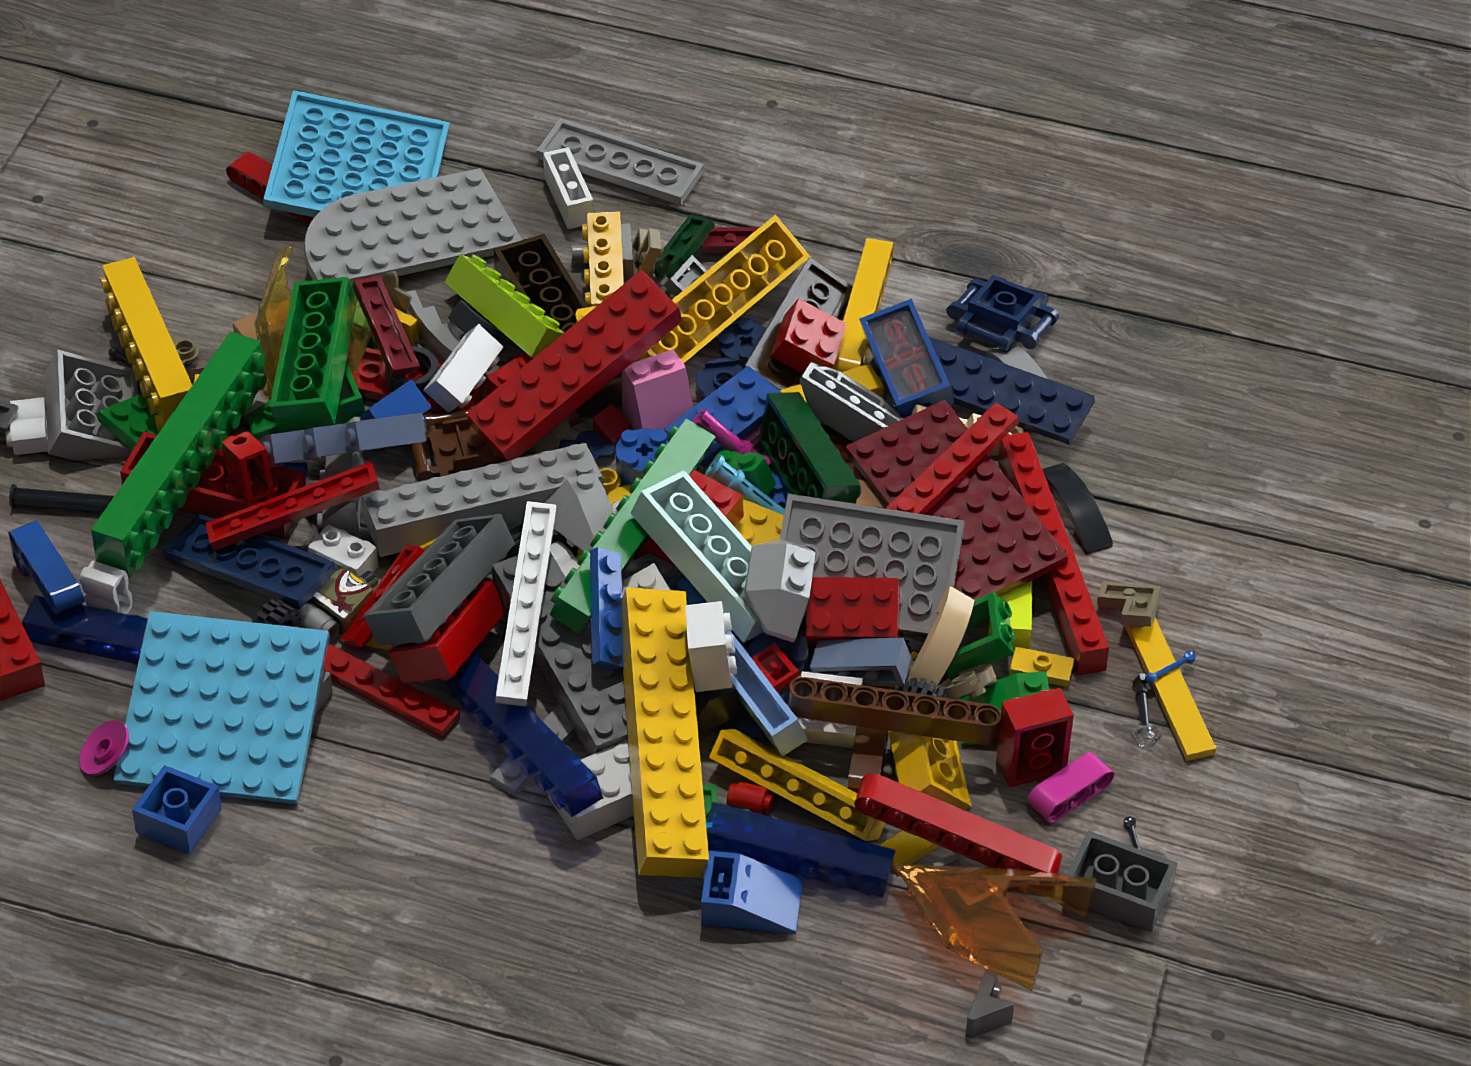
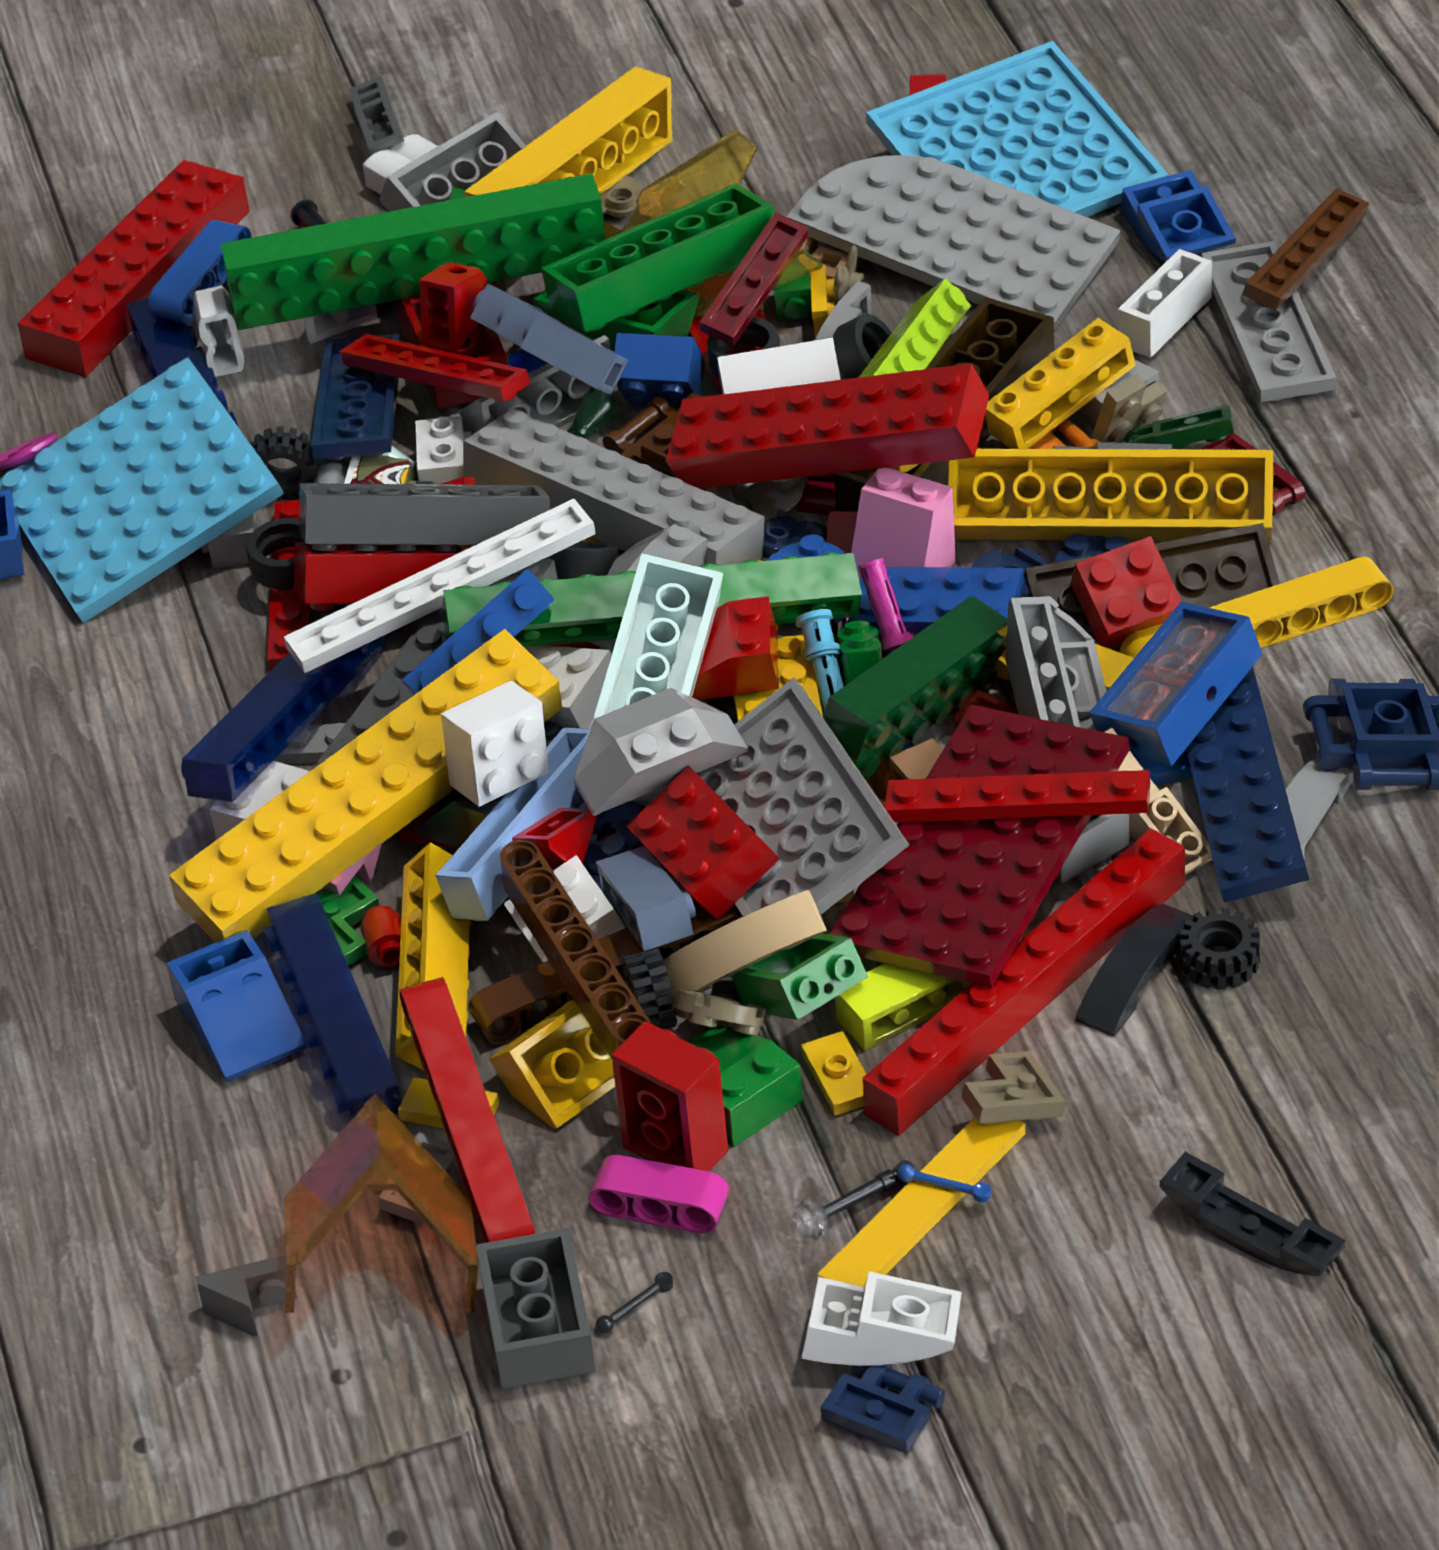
camera: 60 degrees right, 5 degrees down
(367, 686) = (265, 540): none -> black tyre
(382, 468) = (594, 414): none -> clear green cone
(491, 142) = (1175, 216): none -> blue slope
(588, 110) = (1305, 249): none -> reddish brown plate
(1100, 456) = (1219, 966): none -> black tyre
(1252, 746) = (881, 1322): none -> white slope
(1302, 786) = (880, 1414): none -> dark blue plate
(1304, 571) = (1245, 1224): none -> black slope

